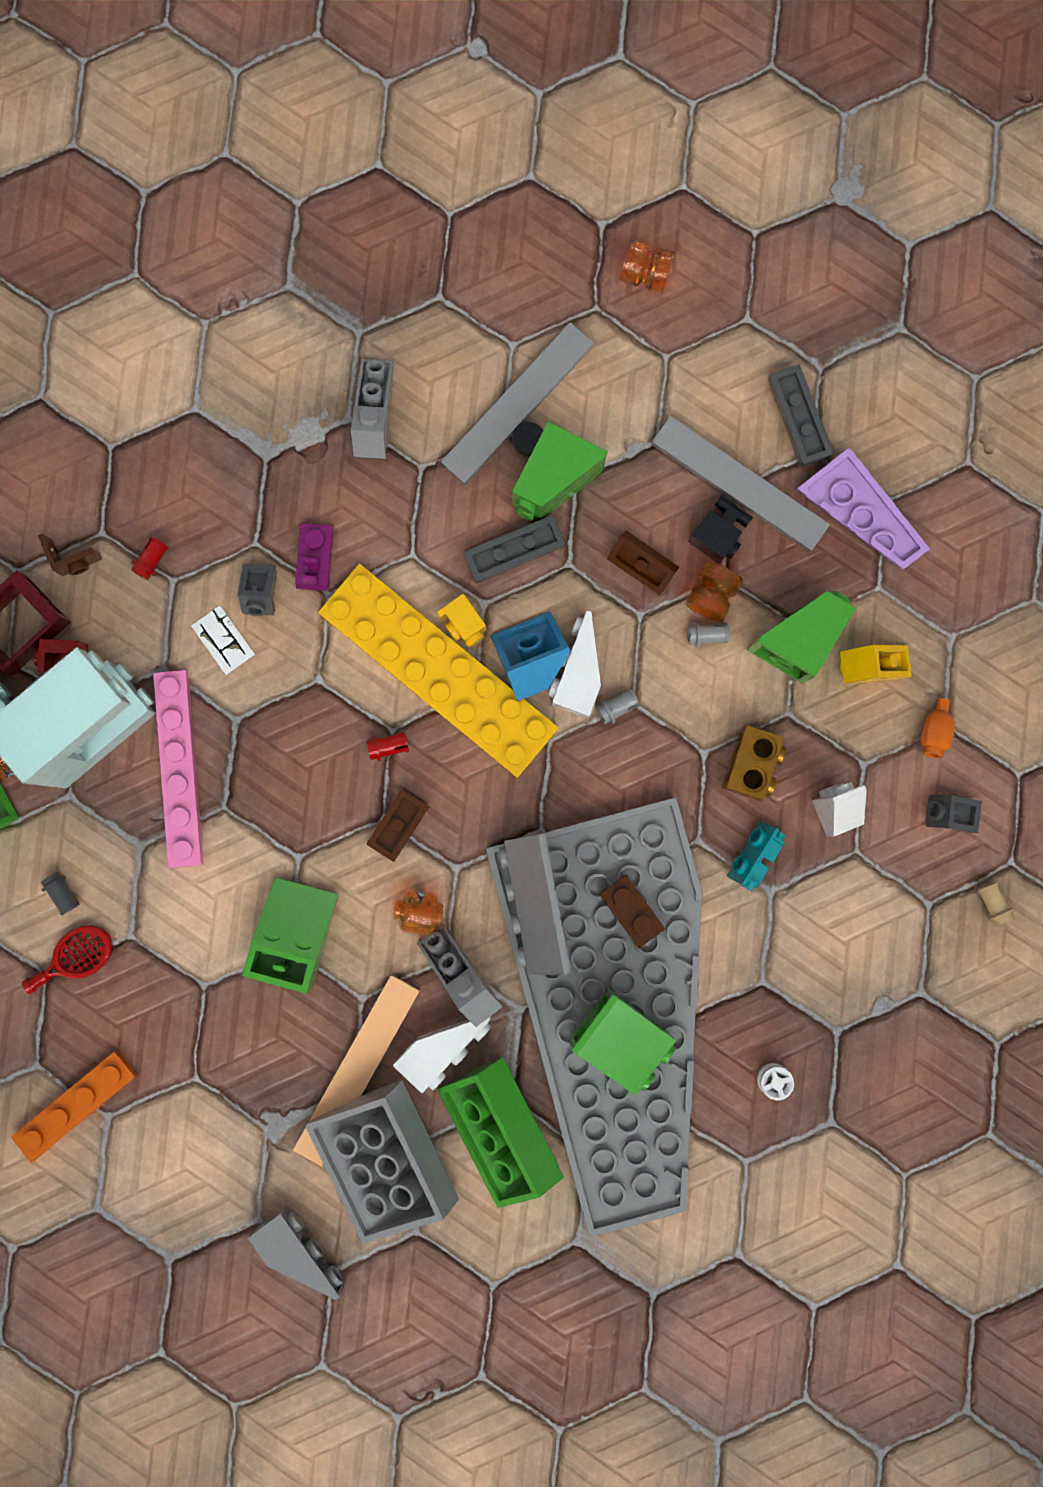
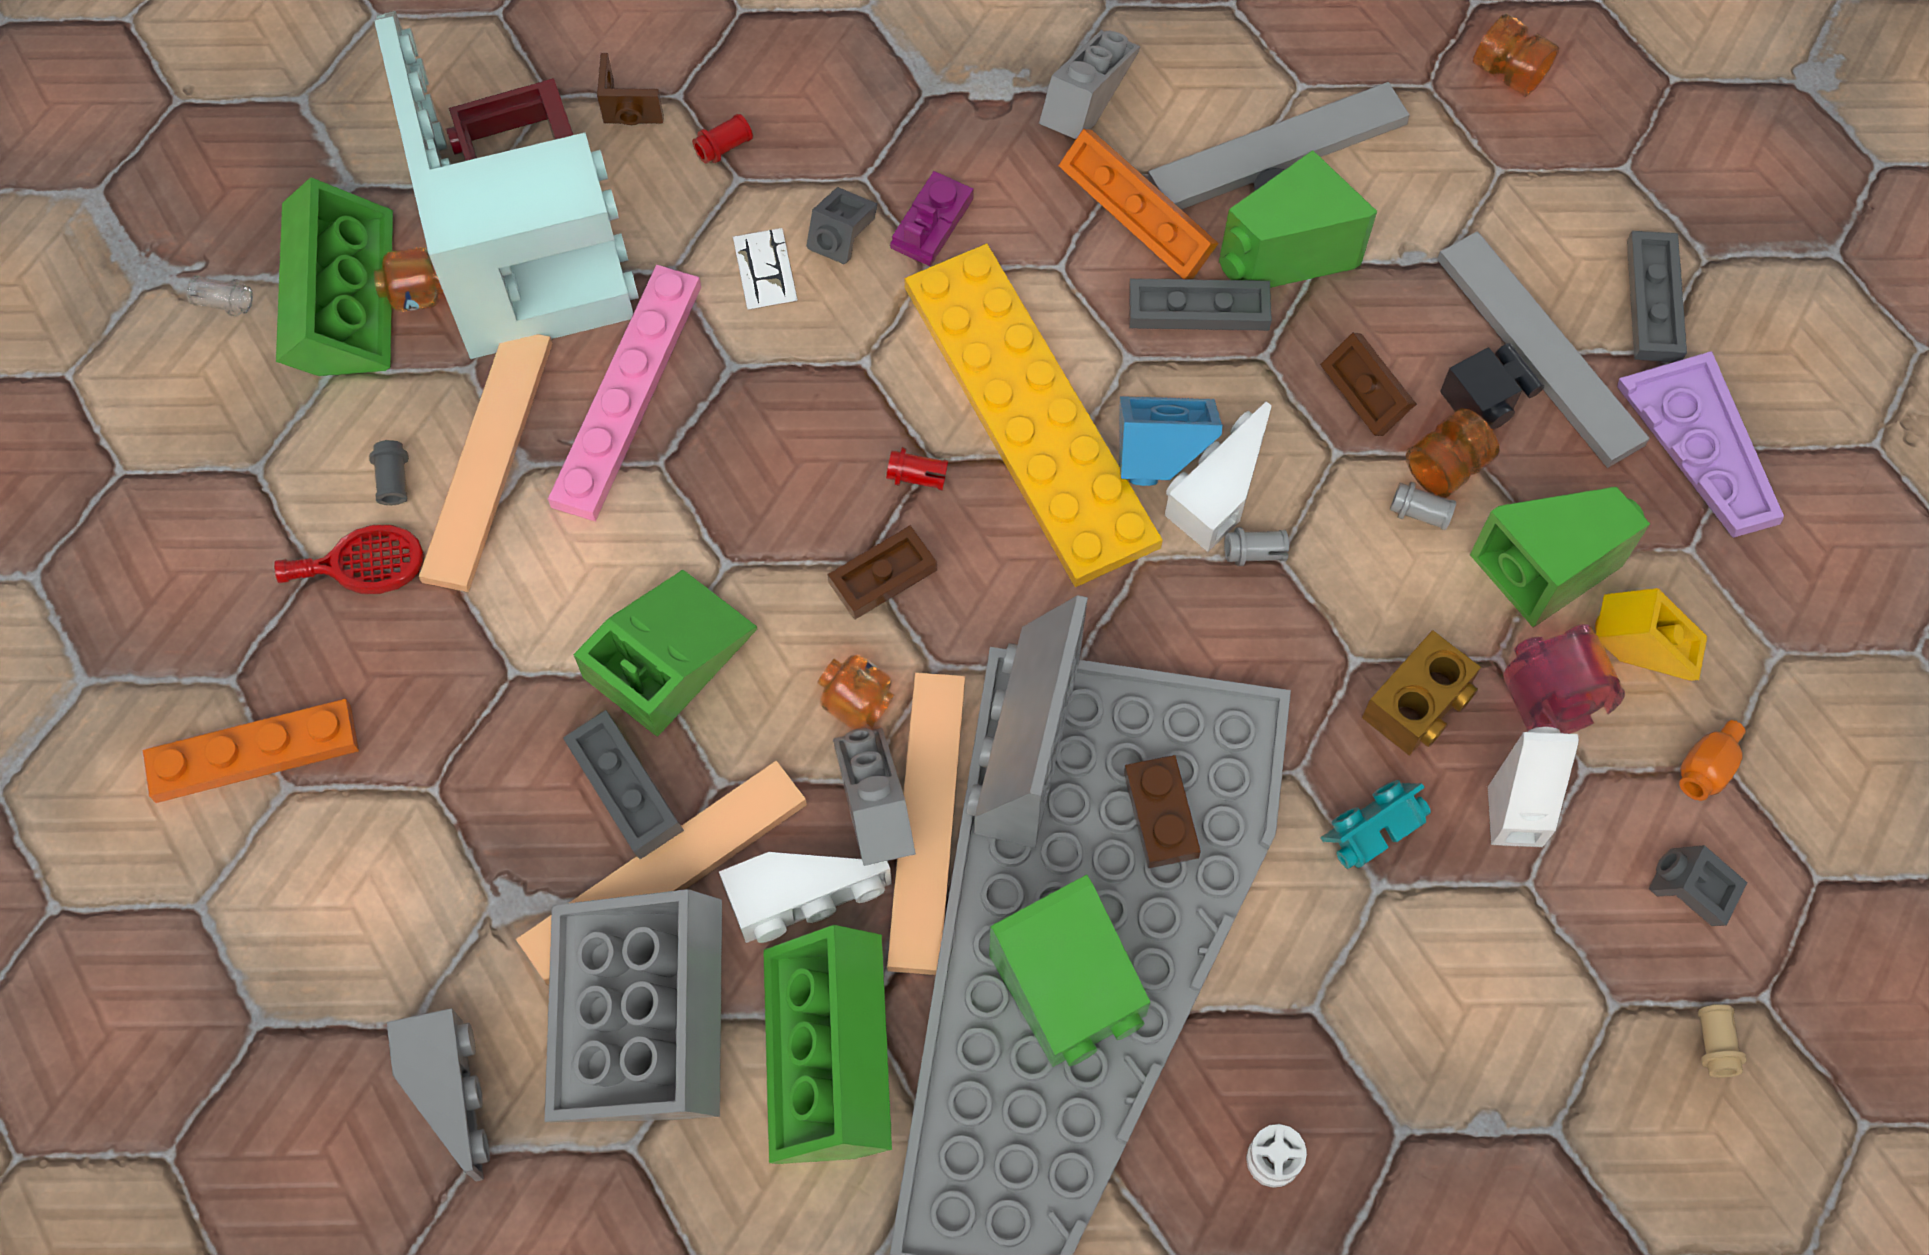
camera: 25 degrees right, 20 degrees down
(114, 855) = (485, 463): none -> light nougat tile
(308, 1032) = (623, 784): none -> dark grey plate
(444, 491) = (1138, 204): none -> orange plate
(463, 621) = (1091, 357): yellow brick -> none
(496, 969) = (930, 804): none -> light nougat tile
(836, 725) = (1563, 680): none -> clear pink brick

